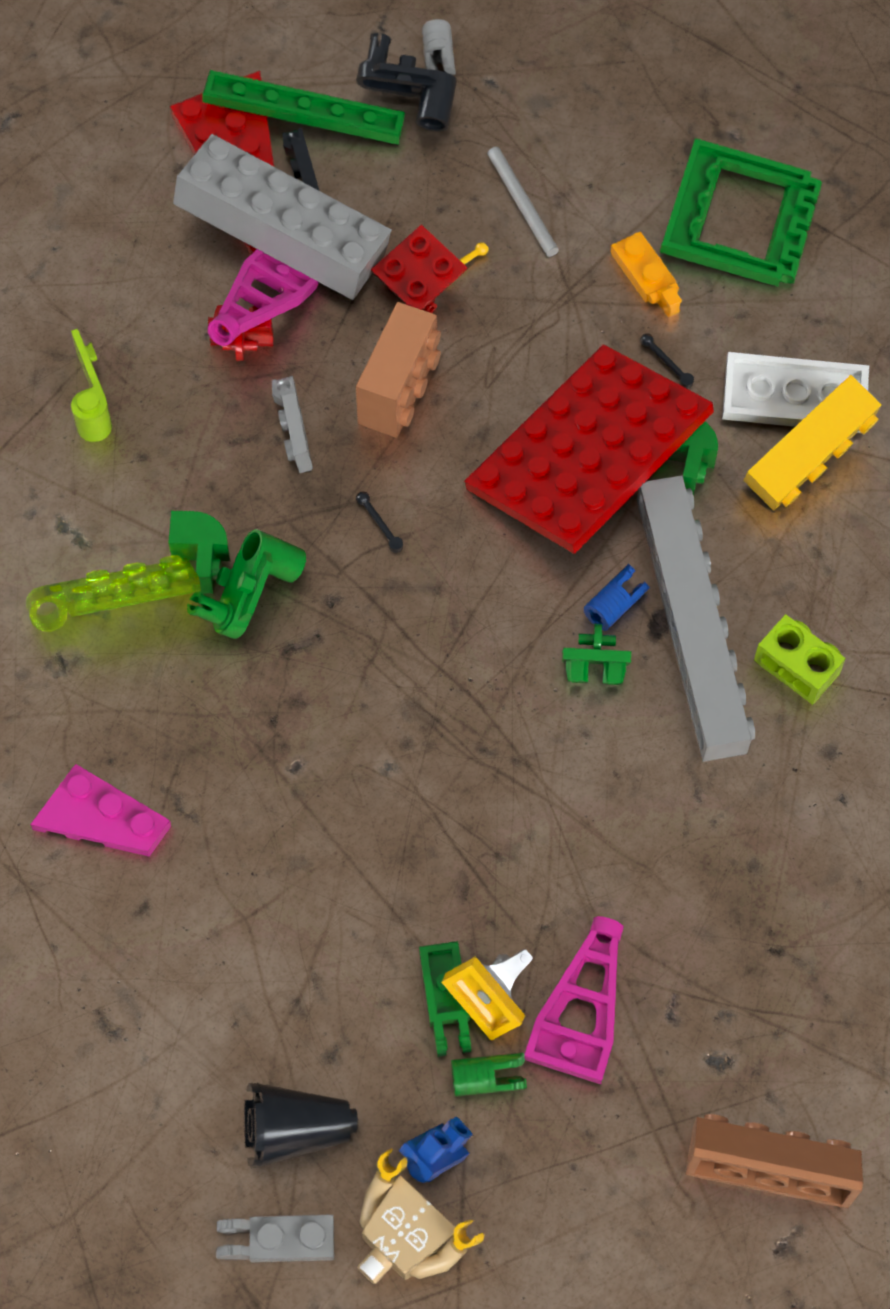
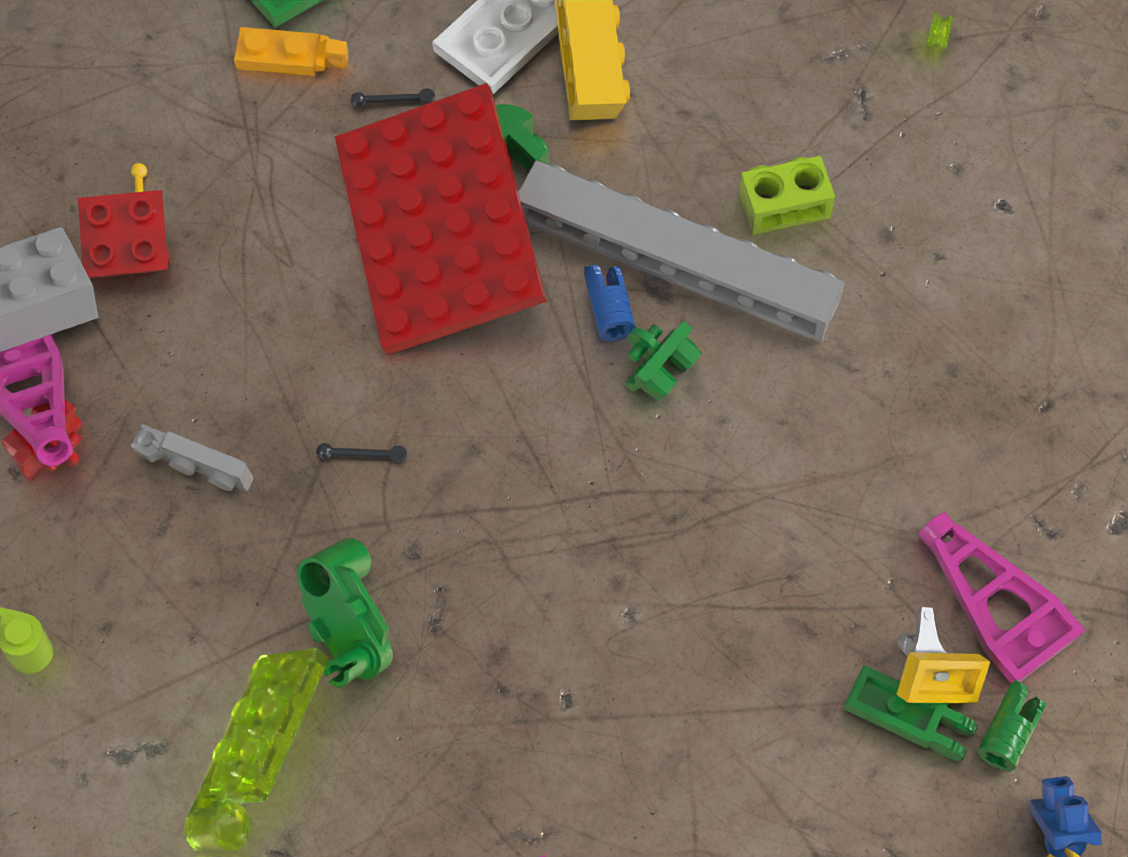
camera: 55 degrees left, 0 degrees up
(201, 540) = (253, 626): green brick -> none
(398, 370) = (223, 322): nougat brick -> none
(523, 202) = (117, 101): light grey bar -> none

